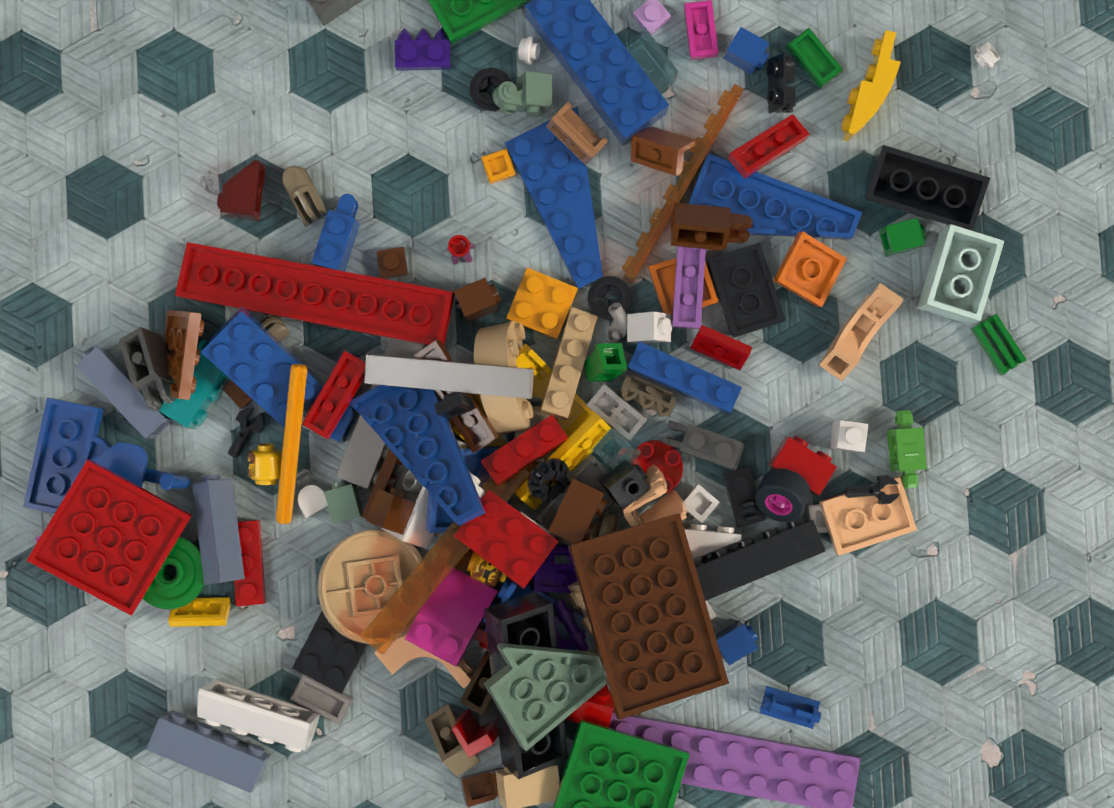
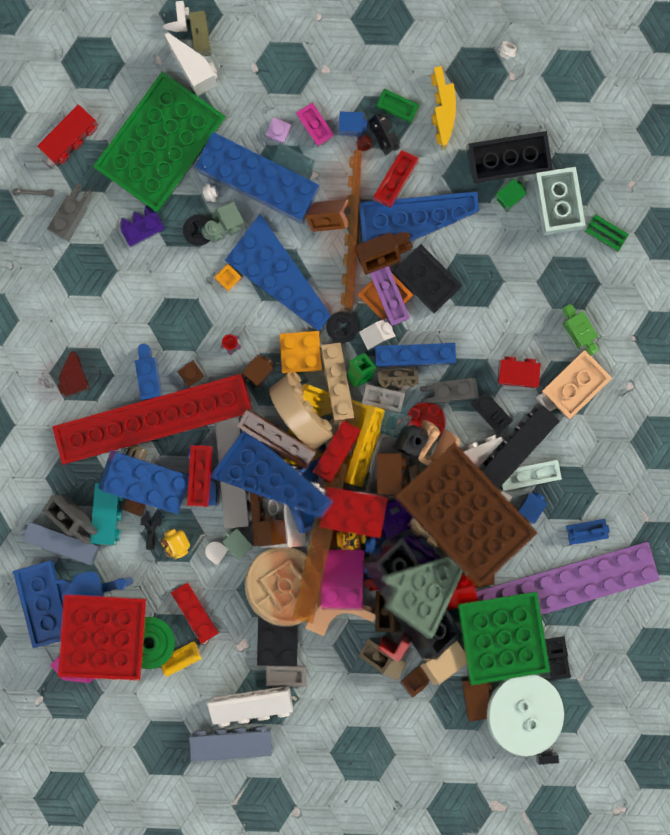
camera: 20 degrees left, 0 degrees up
(182, 338) = (83, 488): dark orange plate -> none
(218, 530) = (166, 600): sand blue brick -> none
(291, 443) = (186, 521): light orange axle -> none
(303, 194) = (107, 355): dark tan arm -> none
(449, 376) = (266, 428): light grey tile -> none
(454, 405) = (279, 444): black plate -> none
(546, 471) = (357, 458): black gear -> none
(575, 134) = (268, 232): medium nougat hinge -> none
(618, 327) = (357, 341): light grey arm -> none
(700, 503) = (465, 430): white plate -> none
(721, 347) = (429, 323): red plate -> none
(750, 83) = (364, 143): none -> clear red hinge
(758, 602) = (533, 475): none -> light aqua plate
(782, 495) = (515, 398): black wheel -> none
(810, 269) = (461, 245): orange plate -> none
(849, 436) = (539, 340): white brick -> none
(859, 330) = (512, 270): light nougat arch -> none
(874, 490) = (570, 367): black bar -> none

